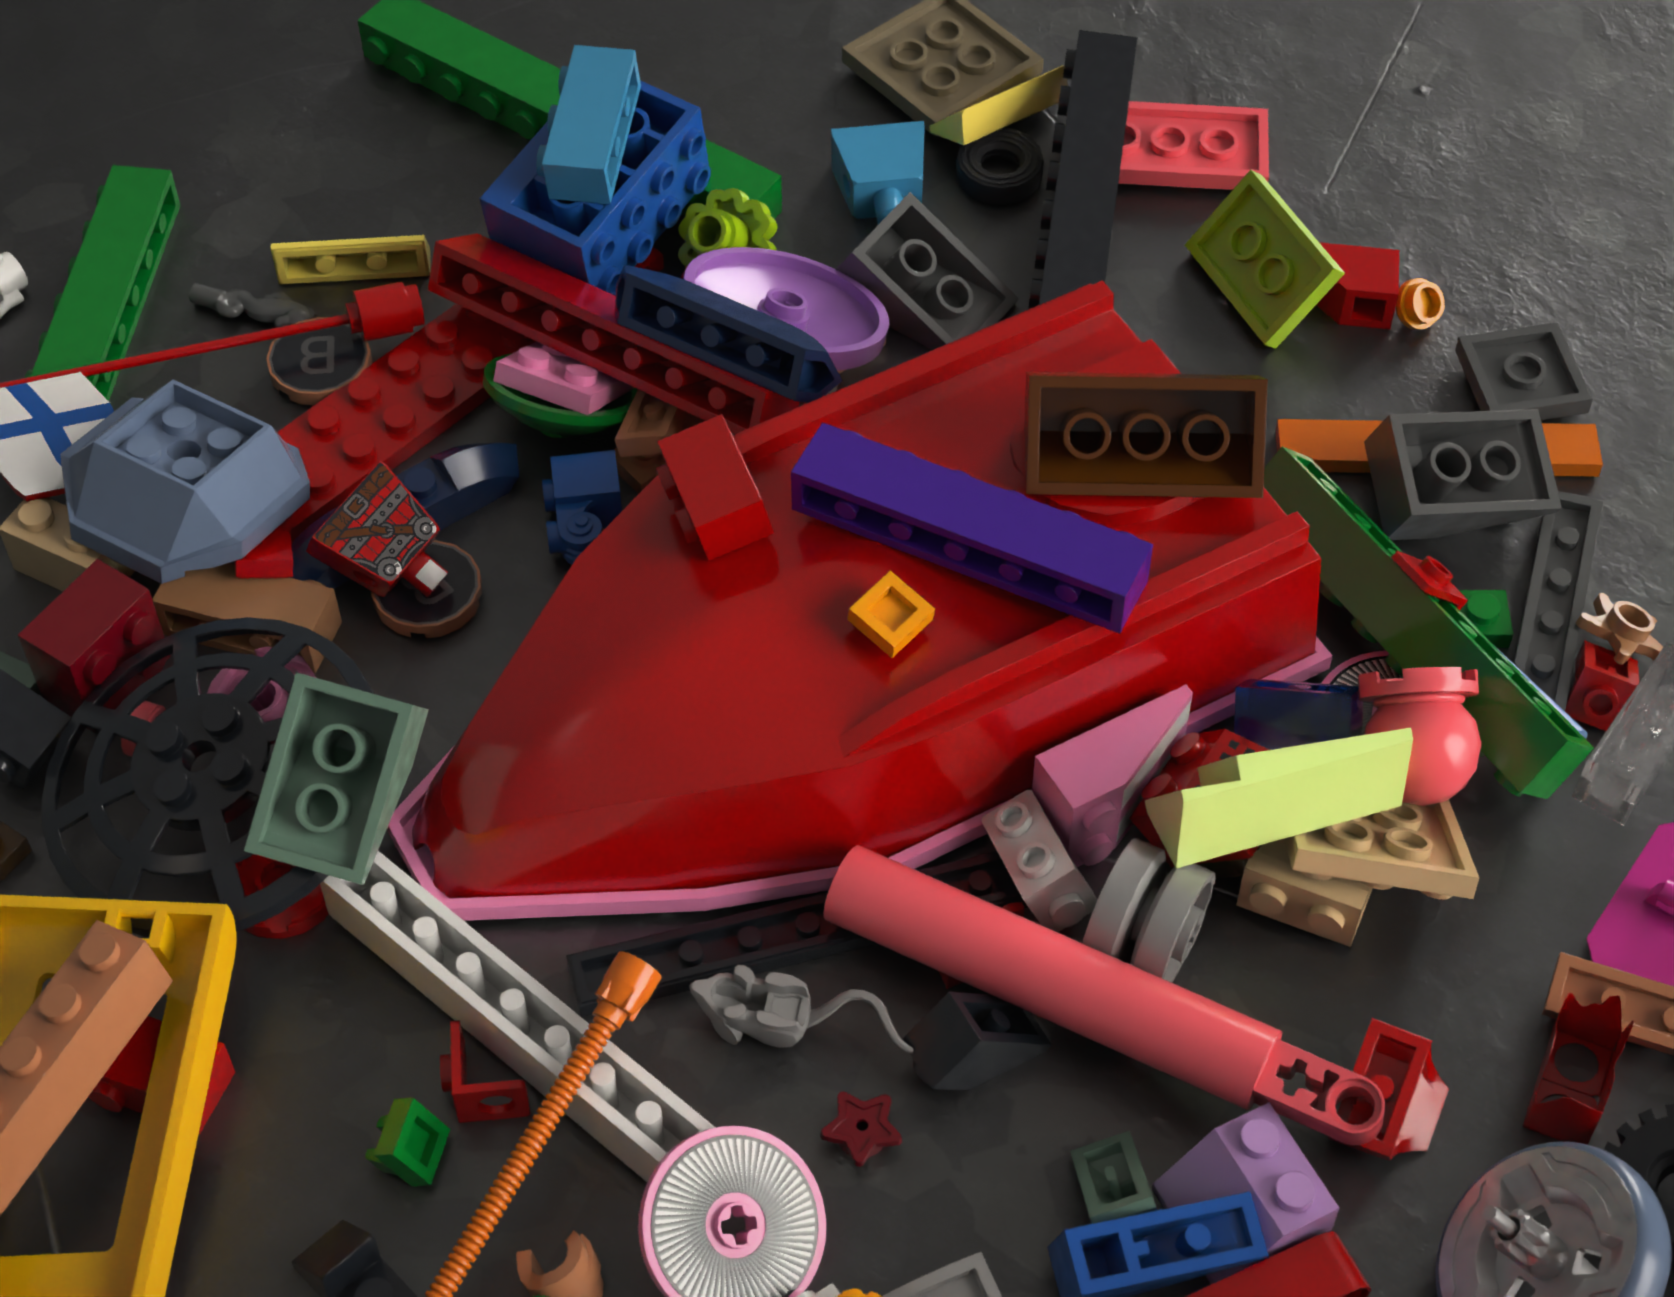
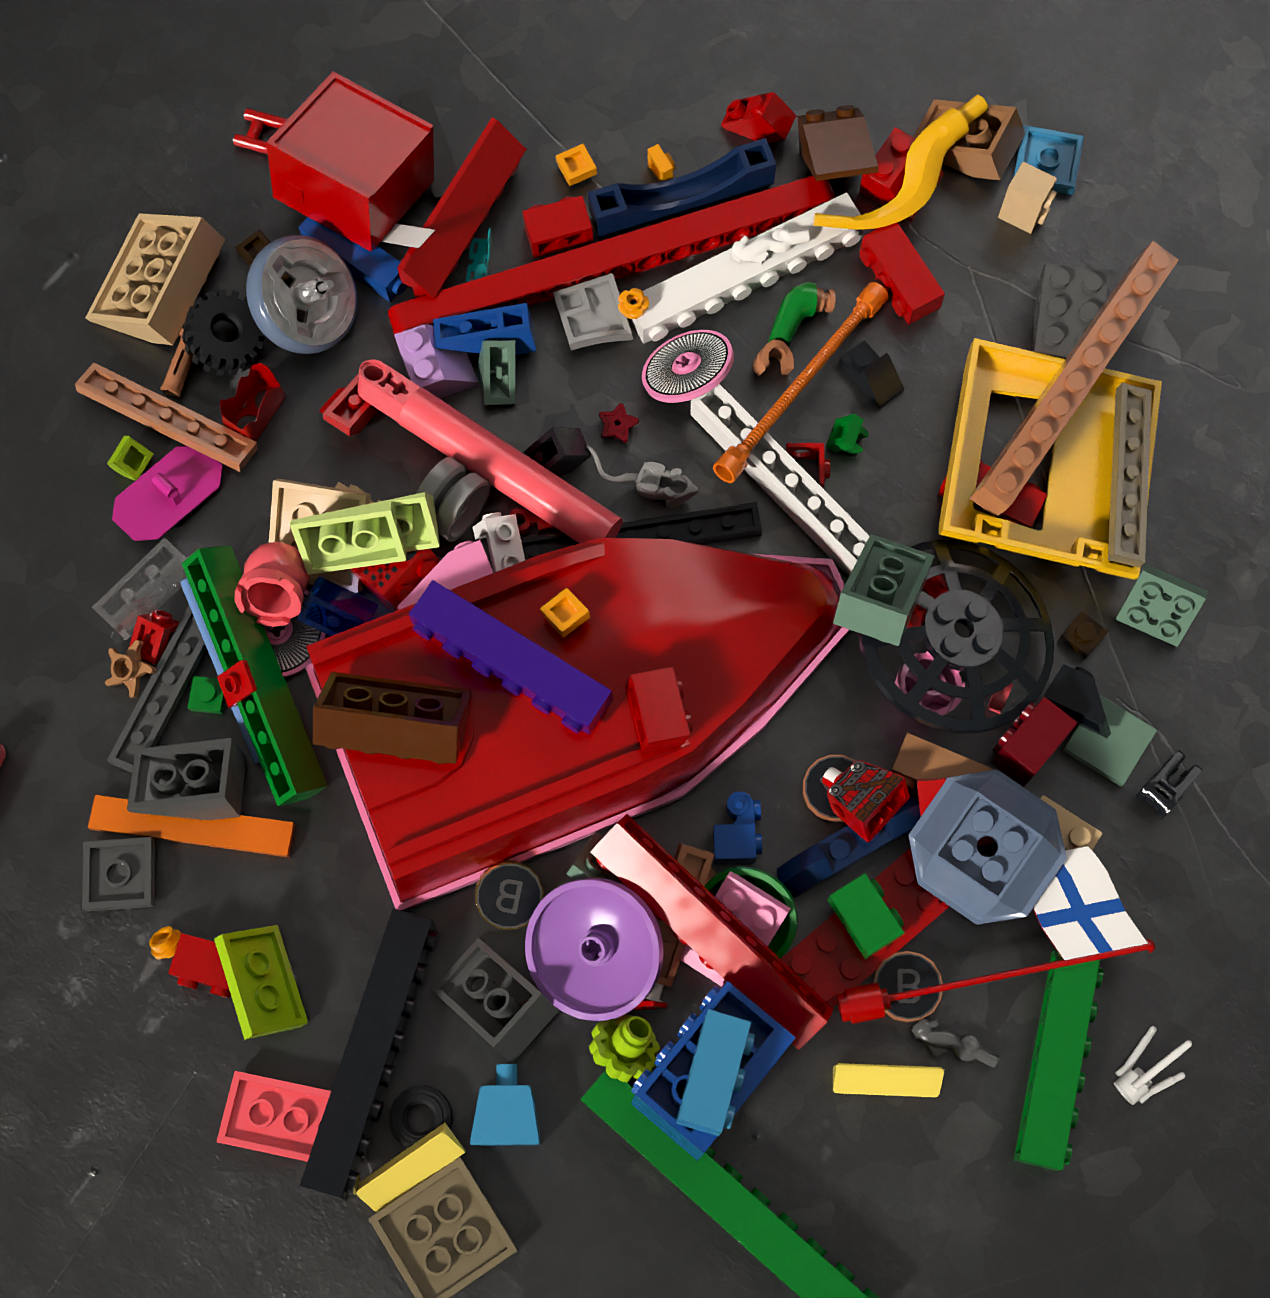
camera: 170 degrees left, 20 degrees up
(379, 399) = (866, 915): none -> green brick
(724, 334) = (648, 886): dark blue brick -> none

